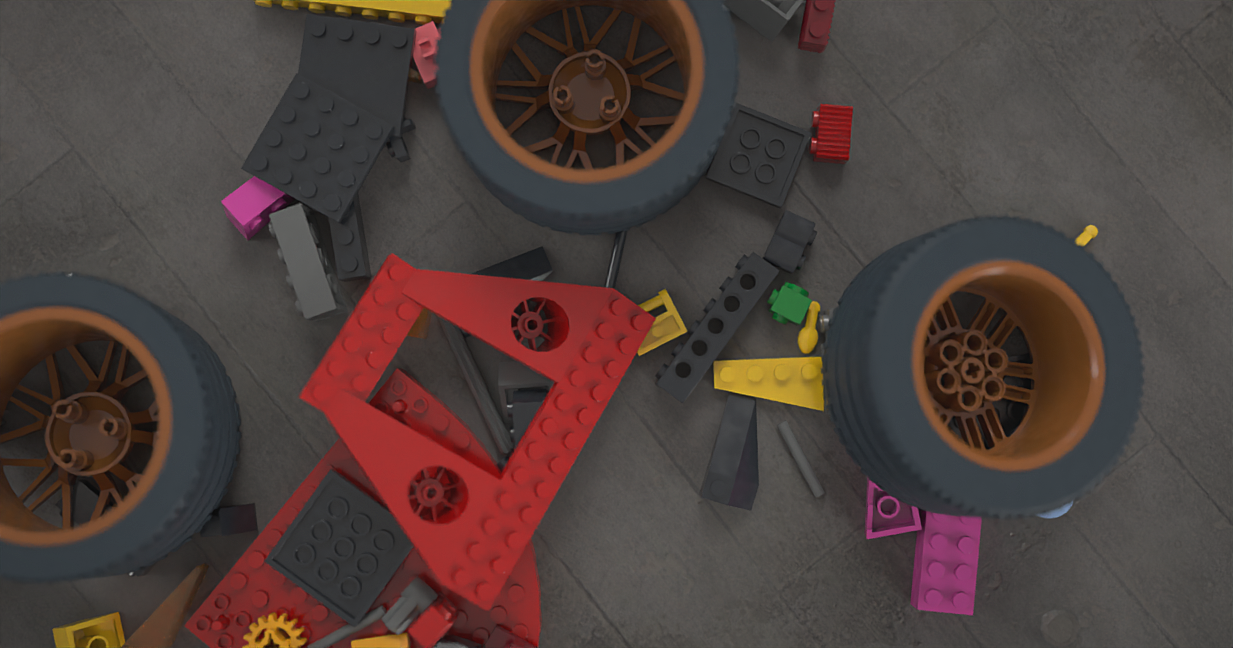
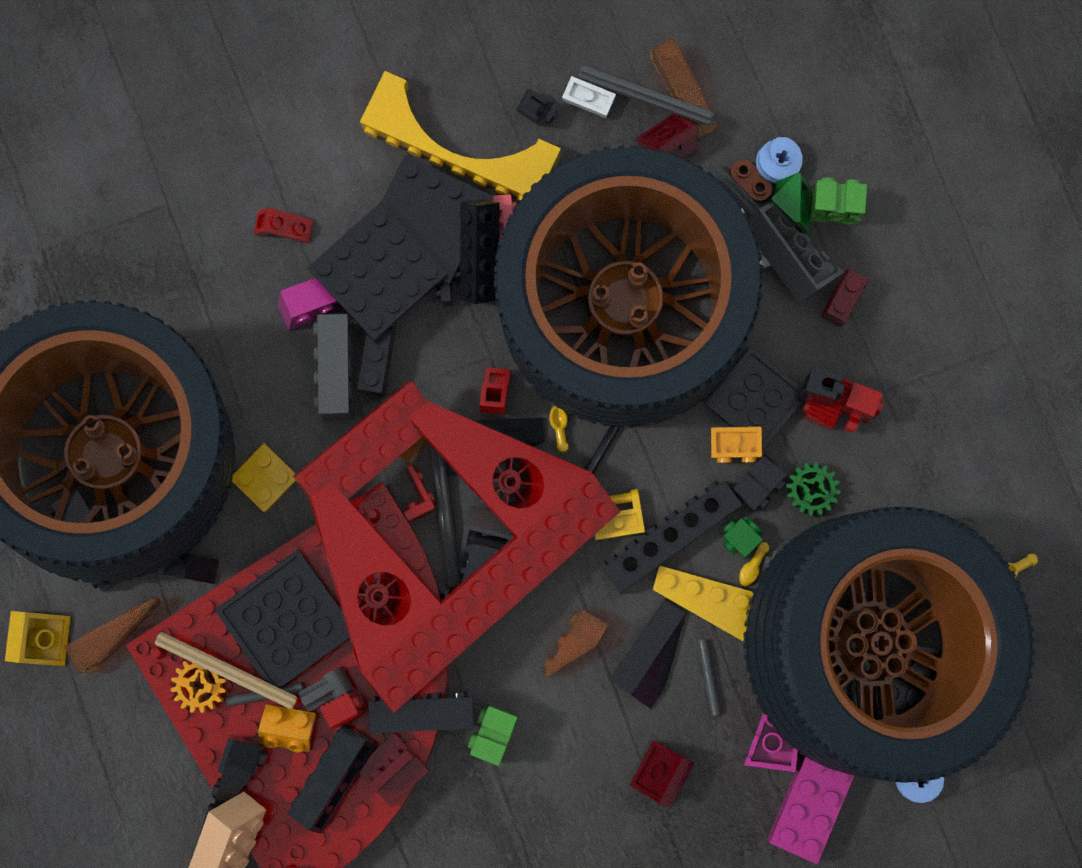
camera: 25 degrees right, 5 degrees down
(203, 129) = (283, 224): none -> red bracket
(272, 402) = (264, 478): none -> yellow plate
(296, 621) = (226, 670): none -> tan axle
(415, 85) = (478, 250): none -> black brick
(442, 385) = (415, 510): none -> red bracket
(484, 235) = (495, 391): none -> red brick
(521, 597) = (423, 714): none -> black brick
(561, 245) = (558, 421): none -> yellow piece
(600, 587) = (493, 735): none -> bright green brick
(658, 461) = (582, 637): none -> clear orange slope
(753, 208) = (736, 442): none -> light orange bracket
(784, 574) = (661, 774): none -> dark red bracket
(825, 121) = (822, 387): none -> black brick
(843, 243) = (822, 495): none -> green gear
(870, 128) = (861, 405): none -> red brick

